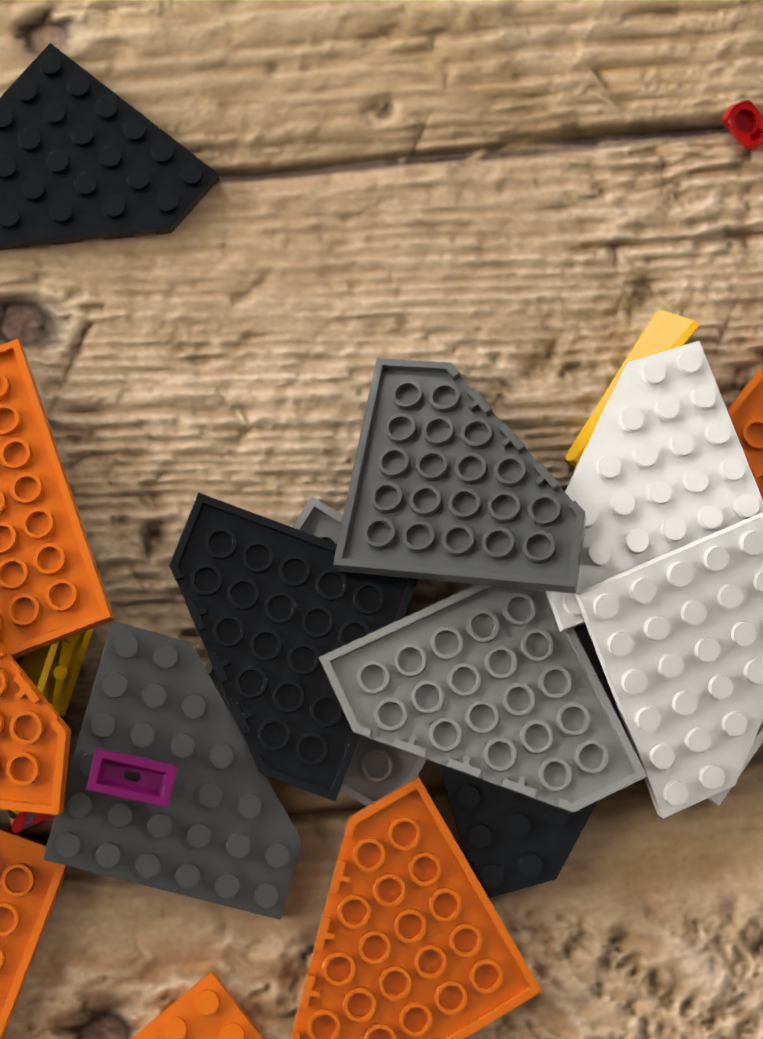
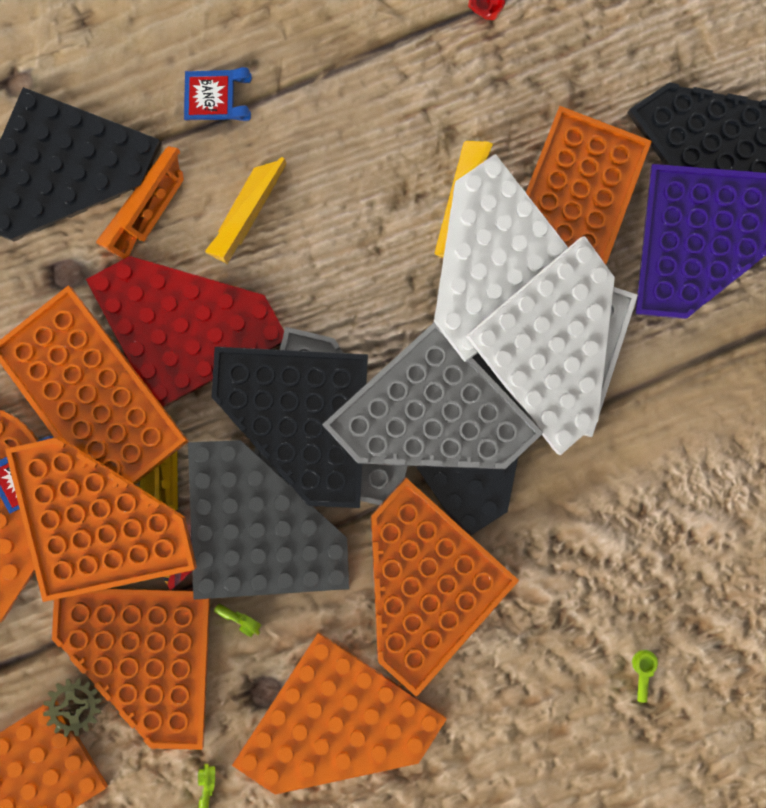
camera: 20 degrees left, 5 degrees up
(111, 925) = (248, 625): none -> lime plate
(152, 787) = (217, 536): magenta piece -> none
(153, 436) = (176, 320): none -> red plate
(164, 260) = (143, 206): none -> orange wedge
(308, 310) = (245, 210): none -> yellow wedge
(313, 133) = (211, 95): none -> flag
(452, 490) = (371, 295): dark grey plate -> none

